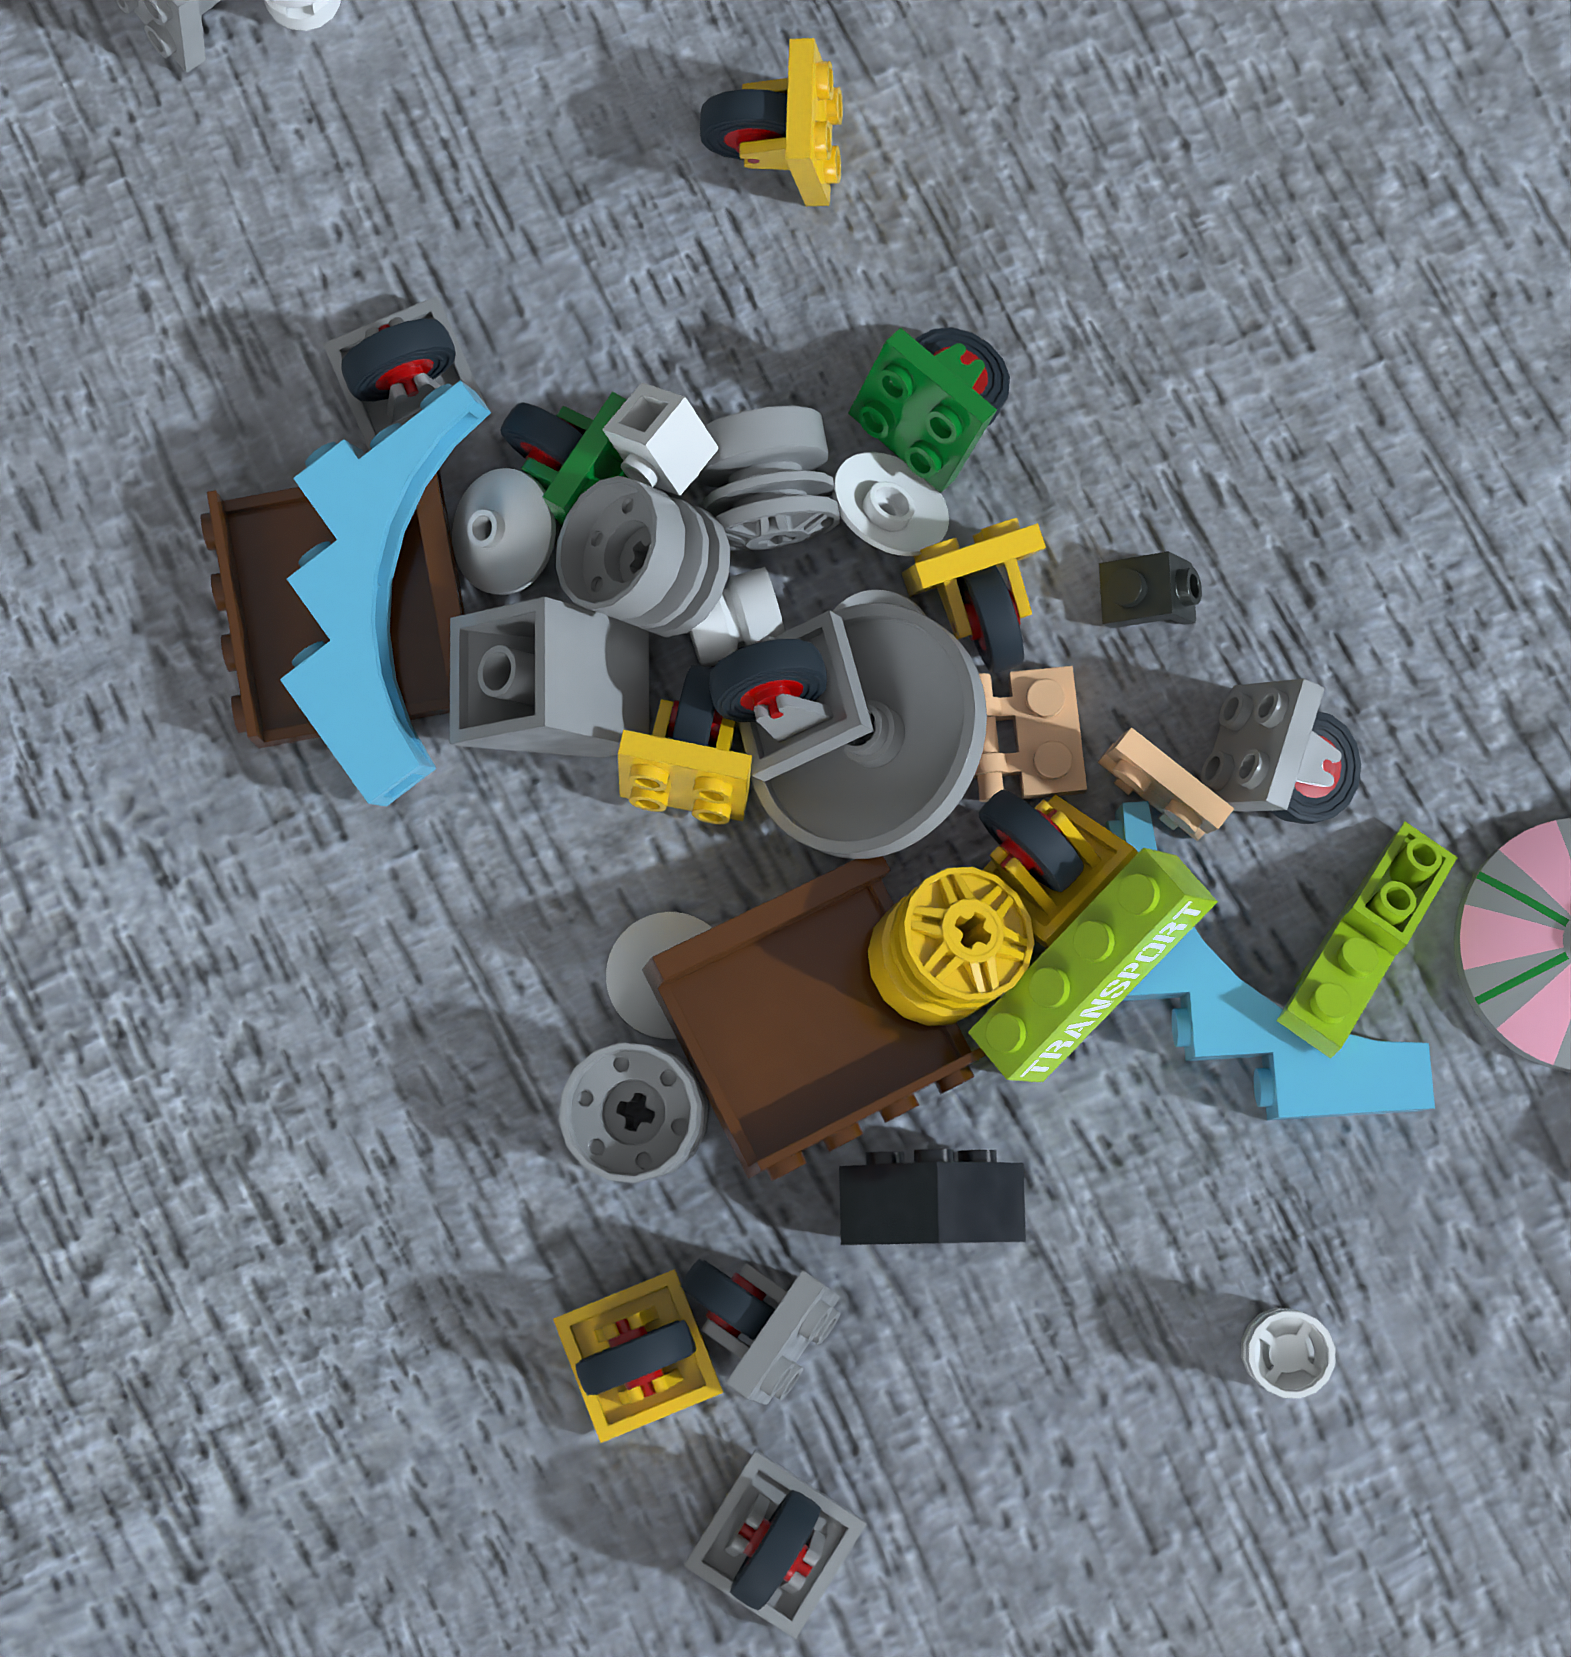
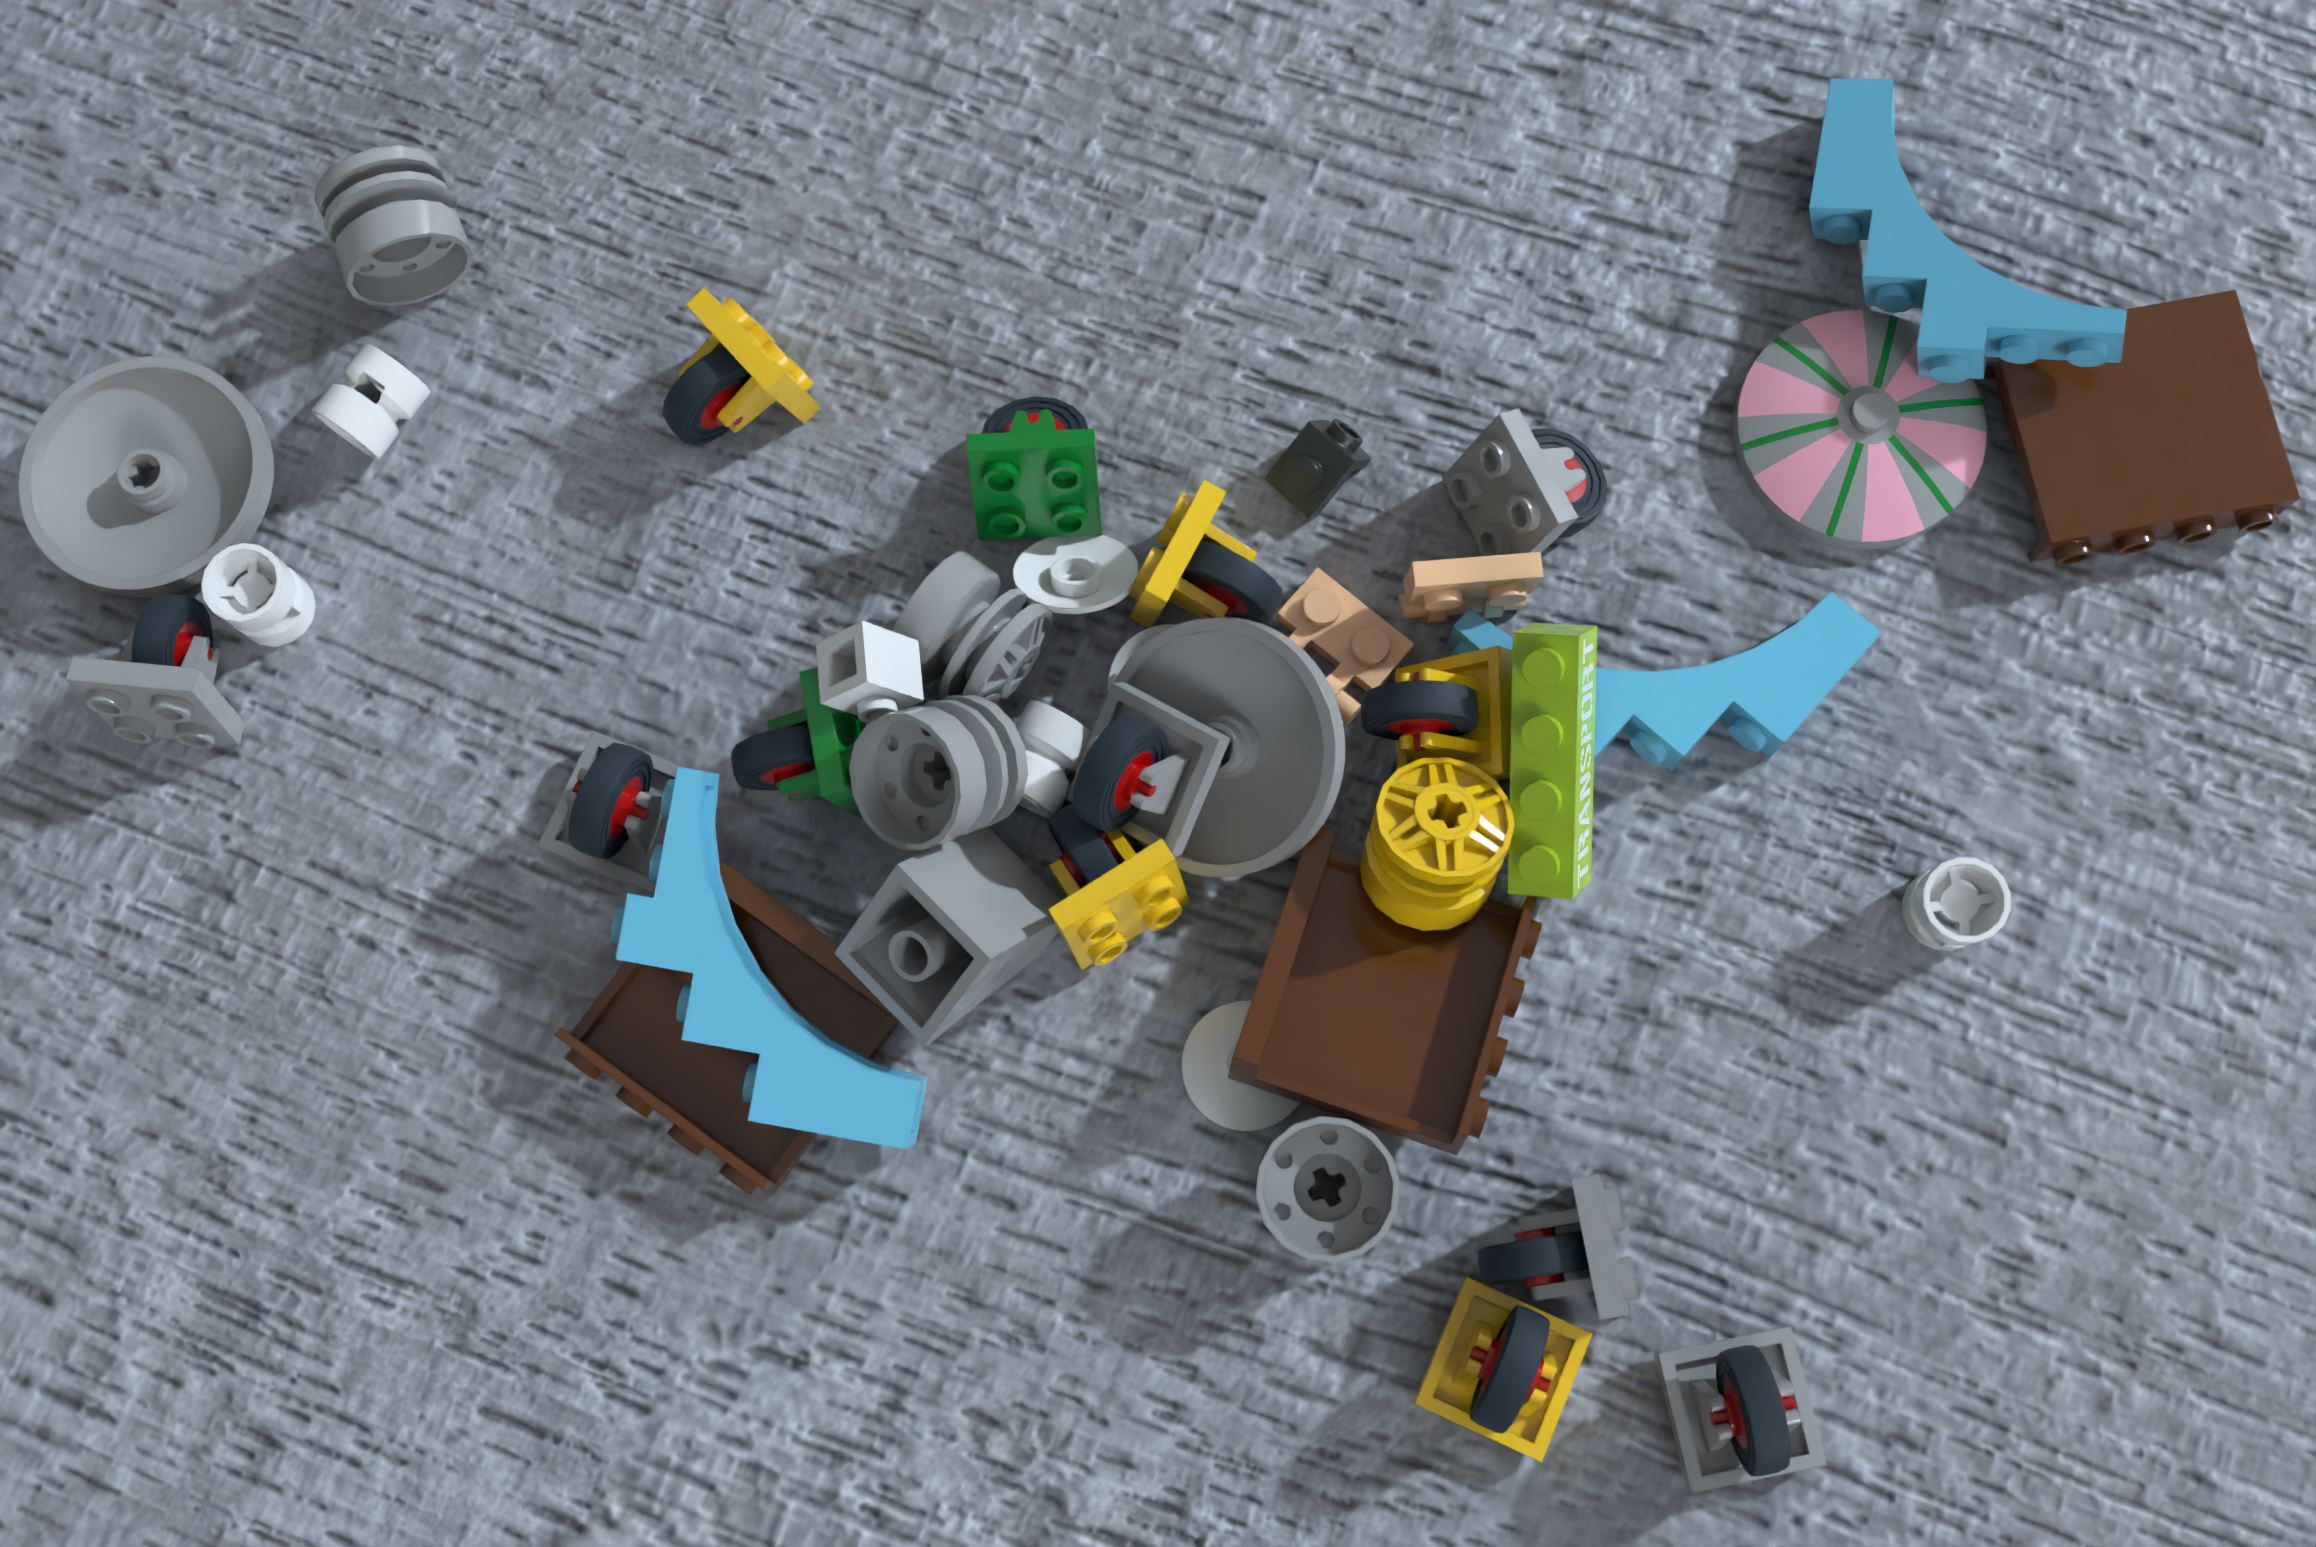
camera: 35 degrees left, 5 degrees down
(520, 536) = (826, 843): white dish -> none
(932, 1199) = (1607, 1040): black brick -> none
(1366, 939) = (1711, 564): lime slope -> none

